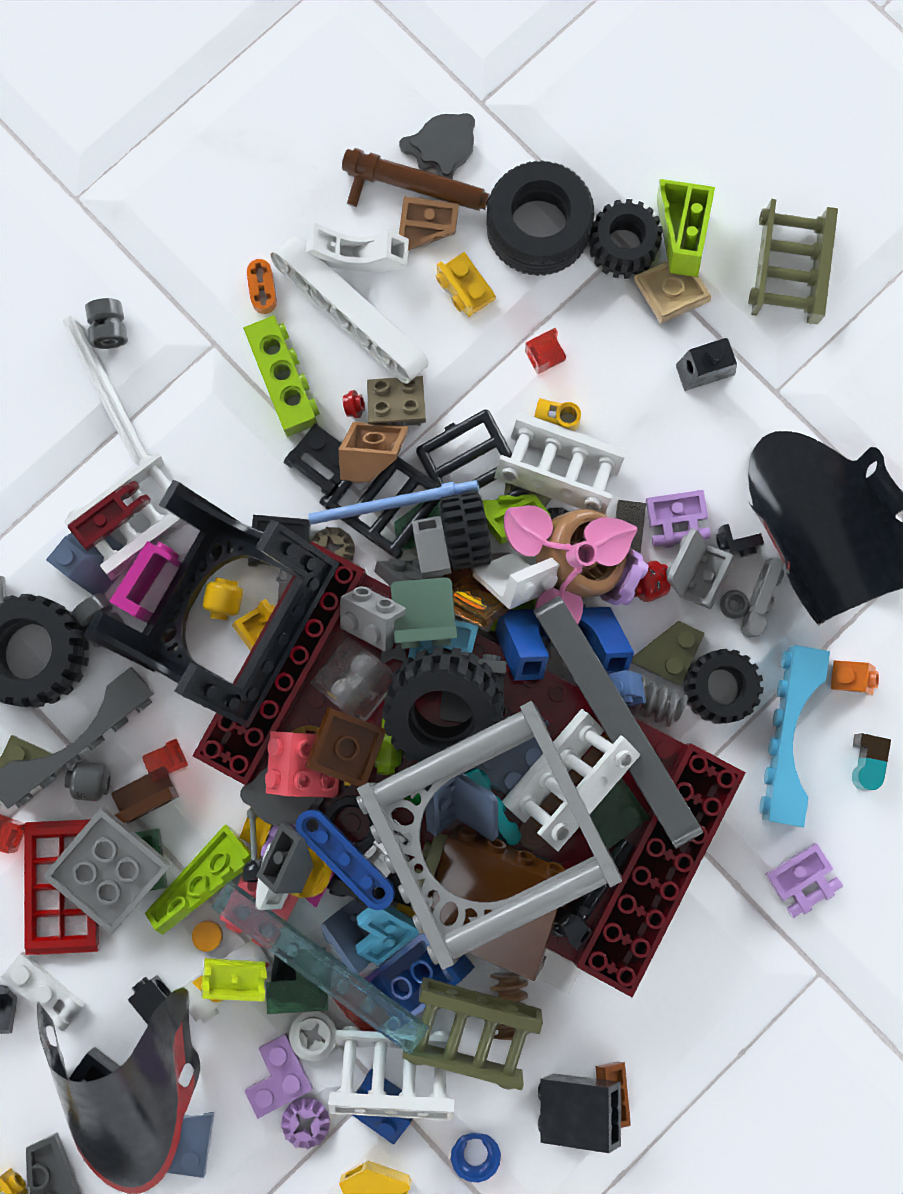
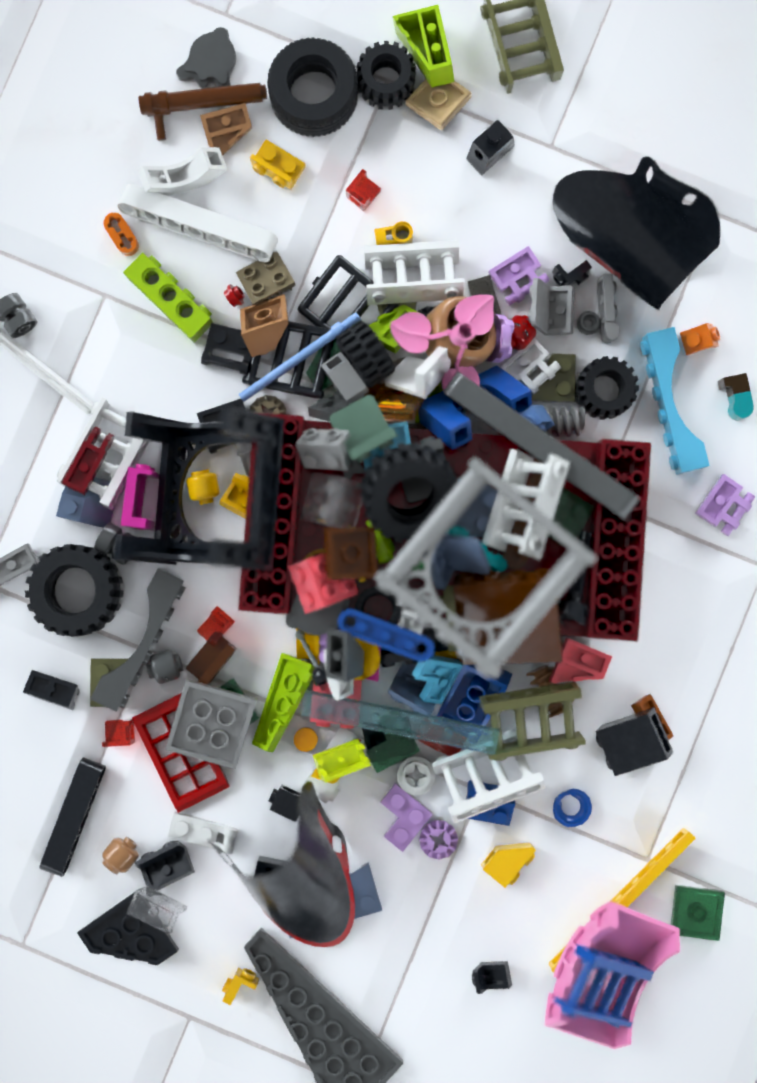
camera: 25 degrees left, 5 degrees up
(556, 991) = (580, 663): none -> coral wing
(647, 617) = (527, 361): none -> white plate

